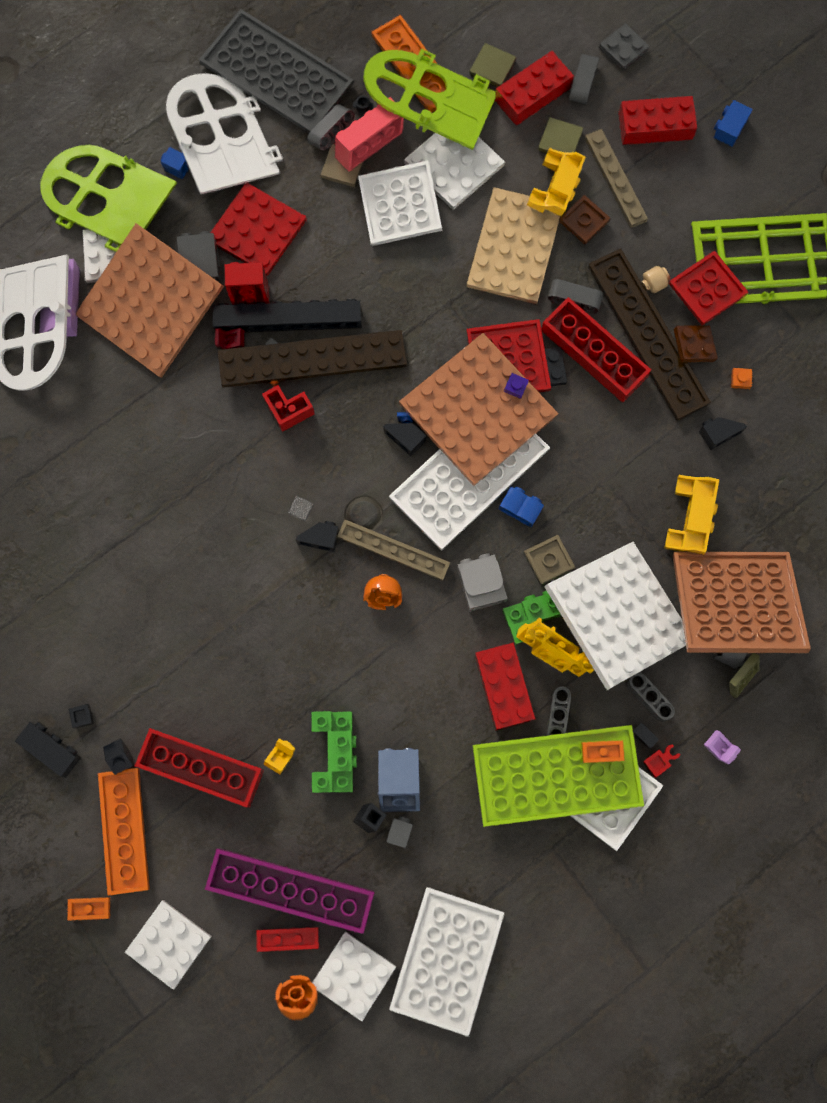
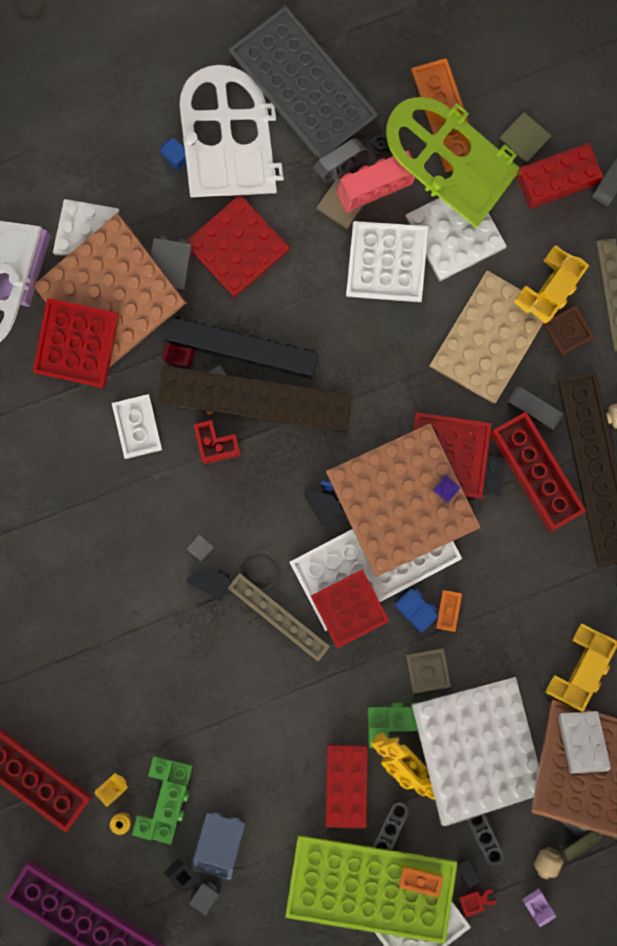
camera: 15 degrees right, 5 degrees up
(129, 352) = (76, 342): none -> red plate
(132, 202) = (116, 186): lime door -> none
(209, 414) = (137, 426): none -> white plate
(246, 283) = (209, 307): red brick -> none
(304, 785) = (123, 817): none -> yellow brick
(383, 592) = (256, 656): orange cylinder -> none
(458, 521) = (349, 608): none -> red plate
(482, 582) = (355, 675): light grey brick -> none
(552, 499) = (448, 611): none -> orange plate
(560, 136) = (570, 235): olive tile -> none
(716, 578) = (584, 742): none -> white plate
(718, 703) = (548, 863): none -> tan head

